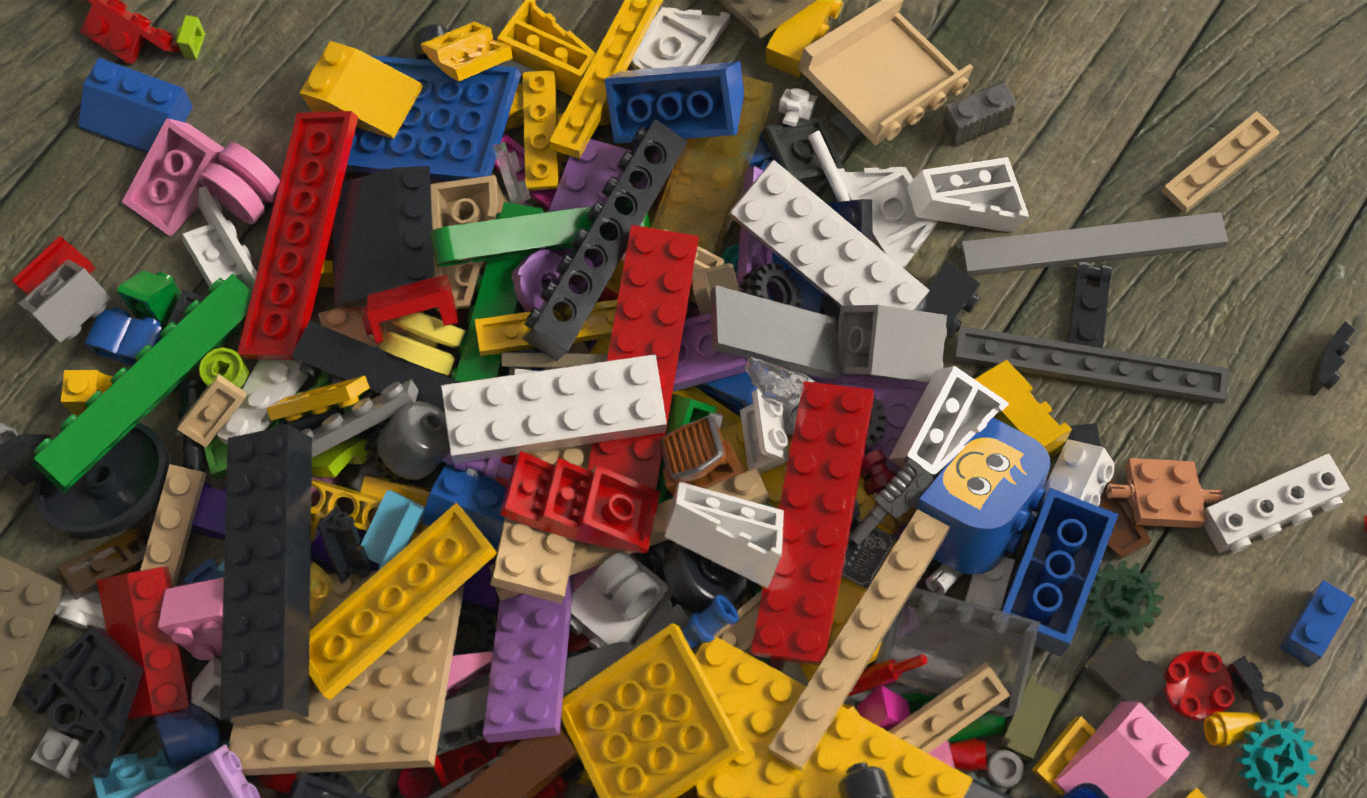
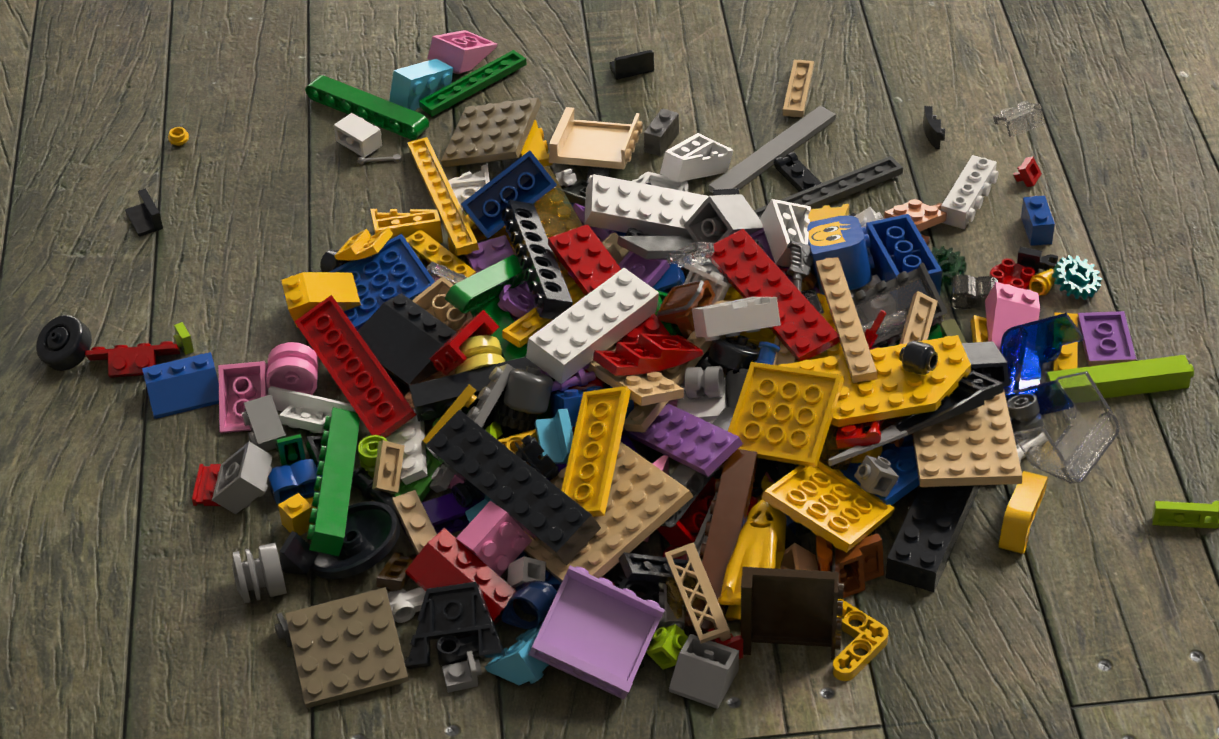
camera: 40 degrees left, 25 degrees down
(156, 235) = (264, 422): none -> light grey brick

